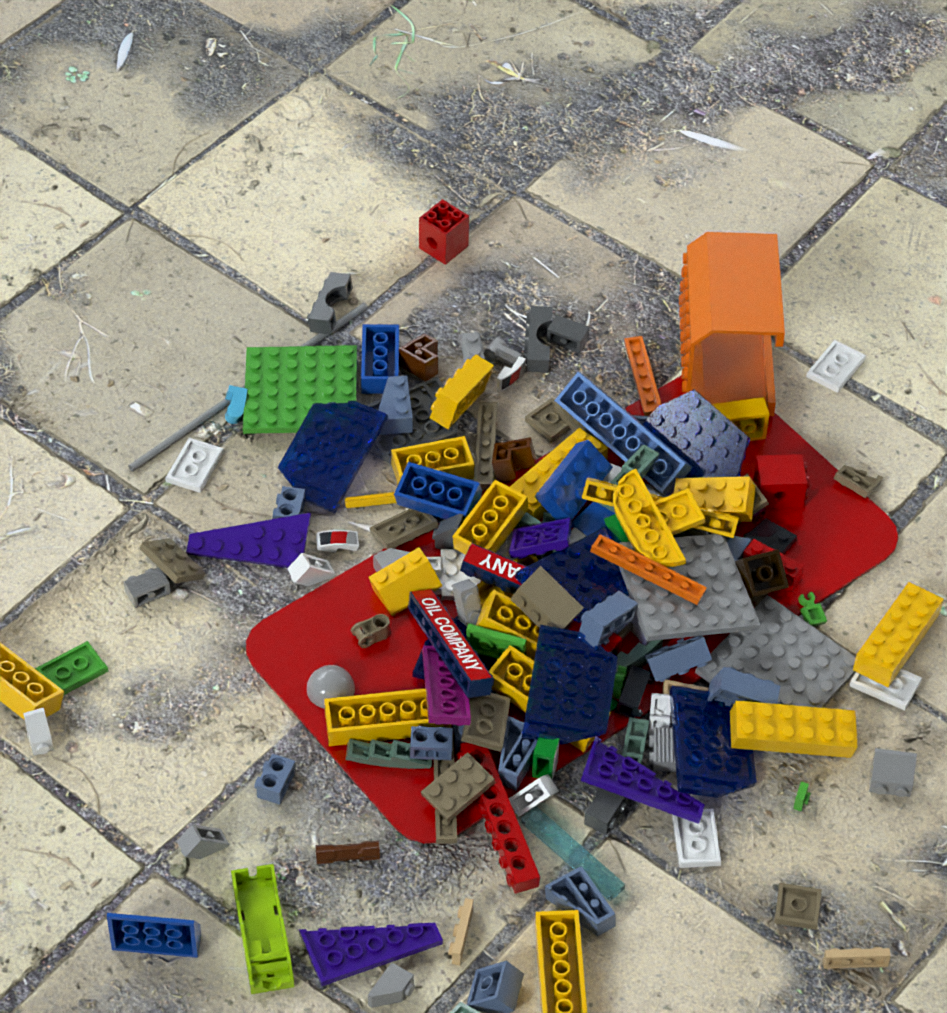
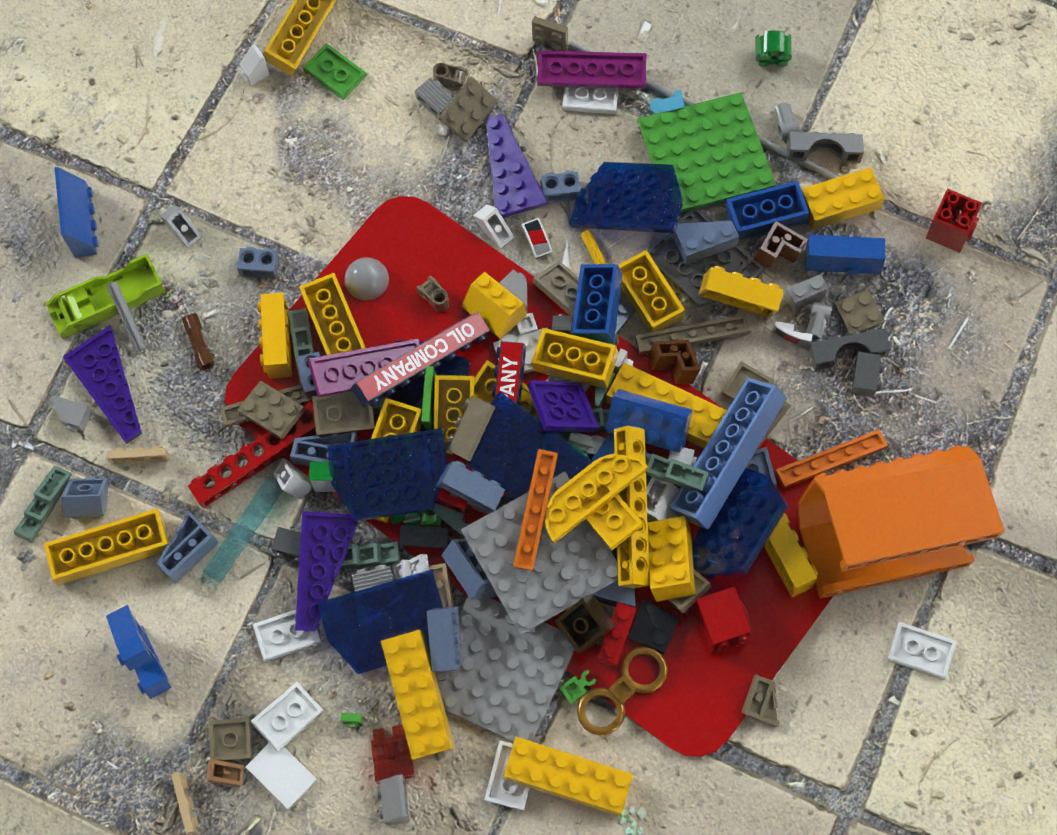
camera: 80 degrees right, 20 degrees up
(118, 473) = (549, 34): none -> dark tan plate
(124, 568) = (451, 75): none -> dark tan piece
(171, 452) = (592, 69): none -> magenta plate
(212, 311) = (773, 48): none -> green brick
(296, 326) = (785, 120): none -> light grey piece
(296, 908) = (126, 316): none -> light grey axle
(374, 768) = (275, 335): none -> yellow brick
(387, 300) = (842, 198): none -> yellow brick
(449, 312) = (845, 254): none -> blue brick
(467, 601) = (470, 360): light grey brick -> none
(504, 325) = (859, 312): none -> dark tan plate
(689, 954) = (137, 652): none -> blue wedge
(785, 852) = (287, 716): none -> white tile
(827, 579) = (622, 690): none -> pearl gold bar
(831, 919) = (225, 773): none -> medium nougat slope
(841, 870) = (281, 774): none -> white tile
(845, 771) = (382, 765): none -> clear red hips

